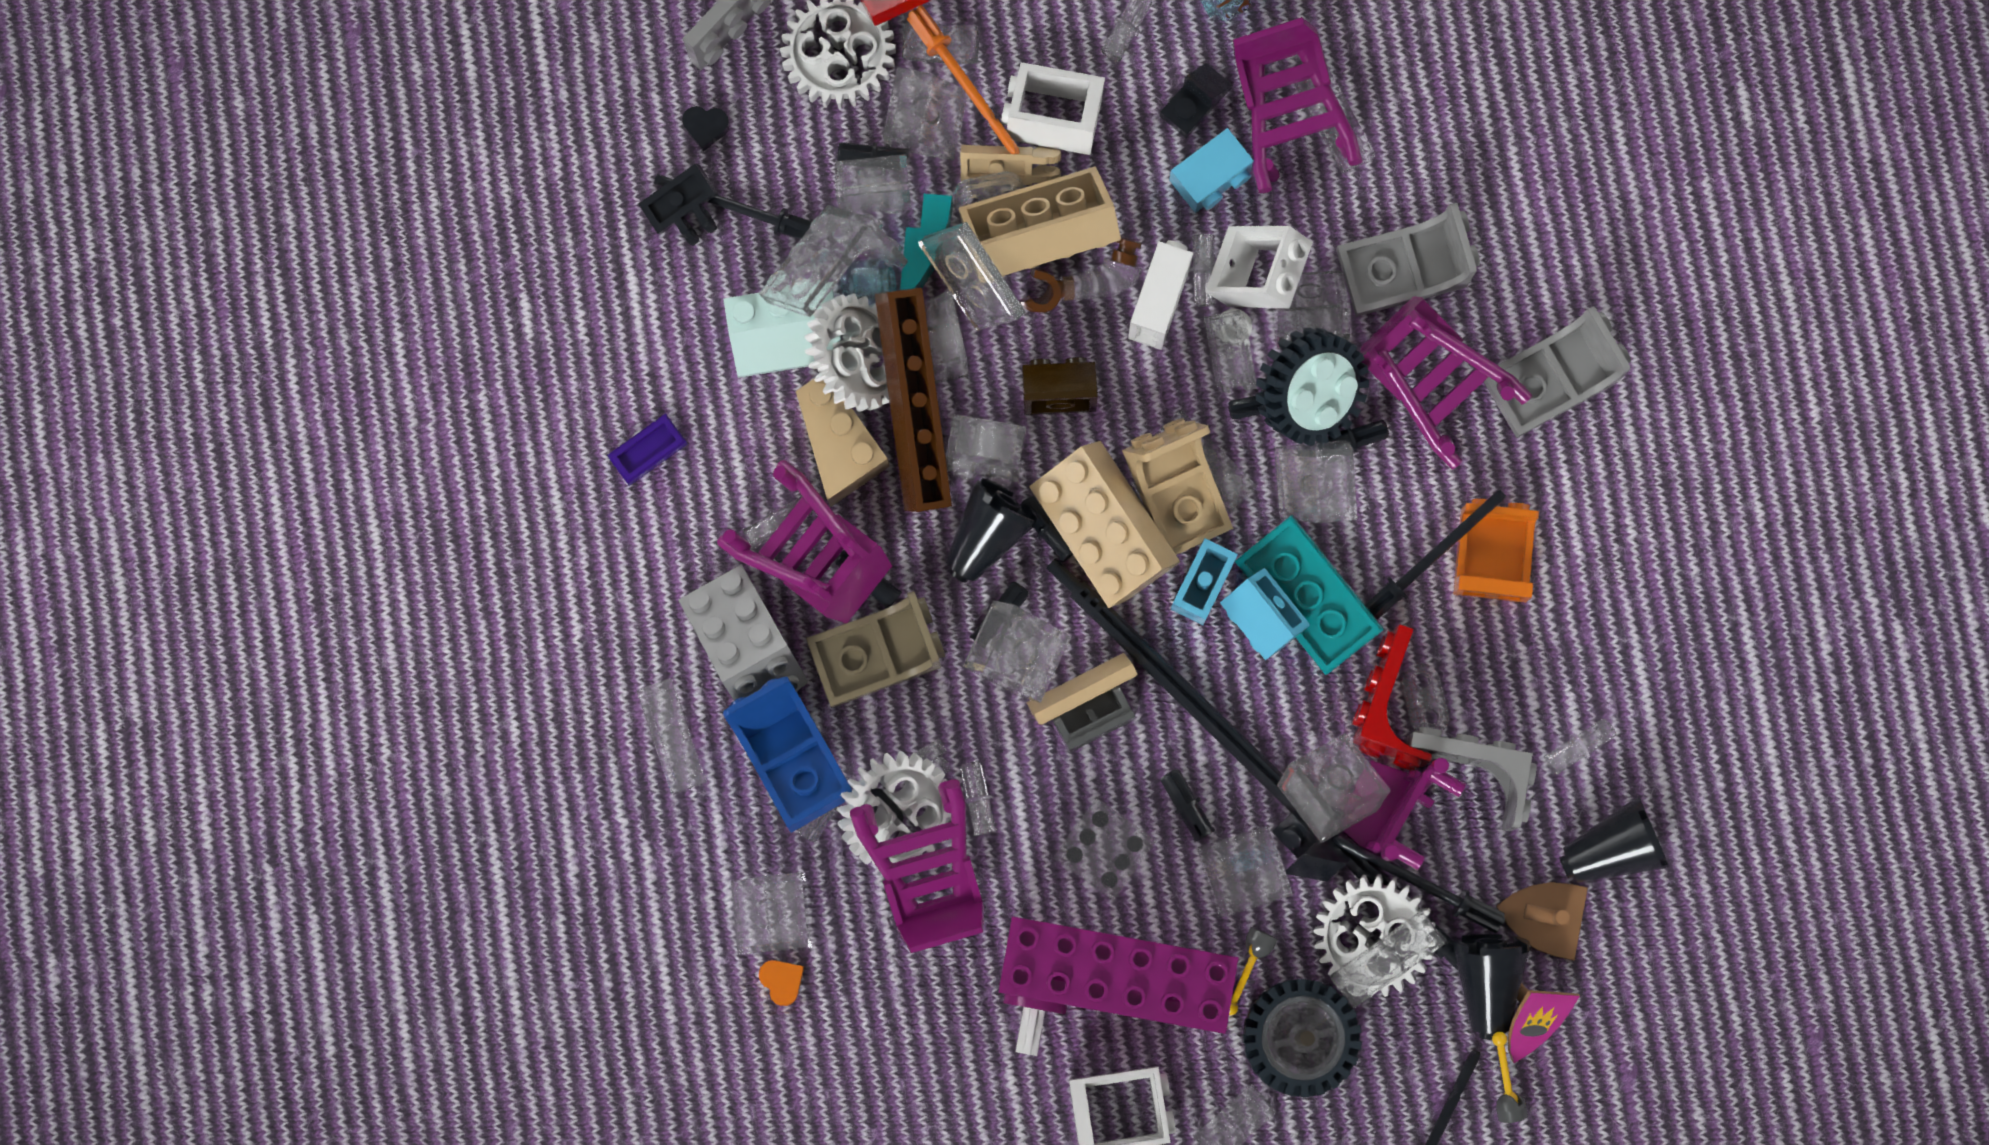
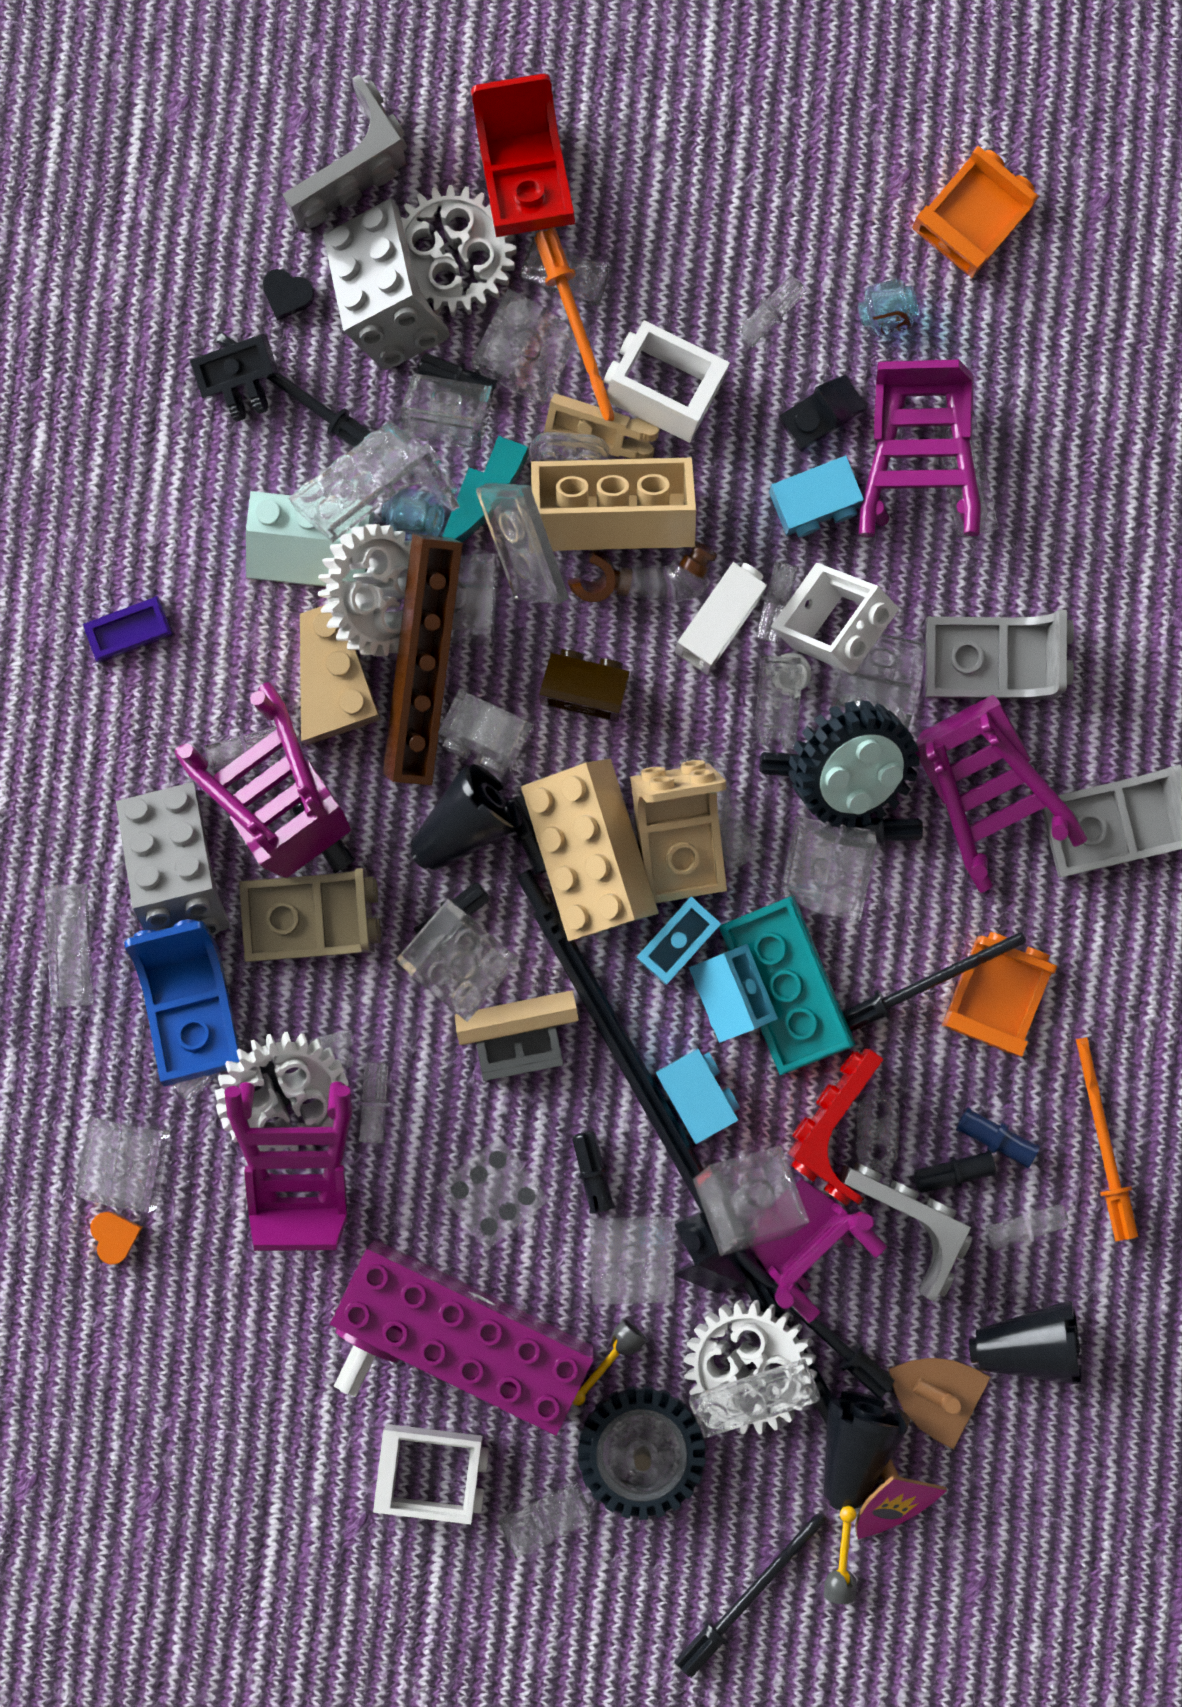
camera: 10 degrees right, 5 degrees up
(787, 97) = (378, 289): none -> light grey bracket
(1259, 711) = (698, 1095): none -> medium azure brick
(1504, 716) = (955, 1172): none -> black axle
(1531, 676) = (997, 1137): none -> dark blue pin
(1650, 697) = (1116, 1197): none -> orange piece

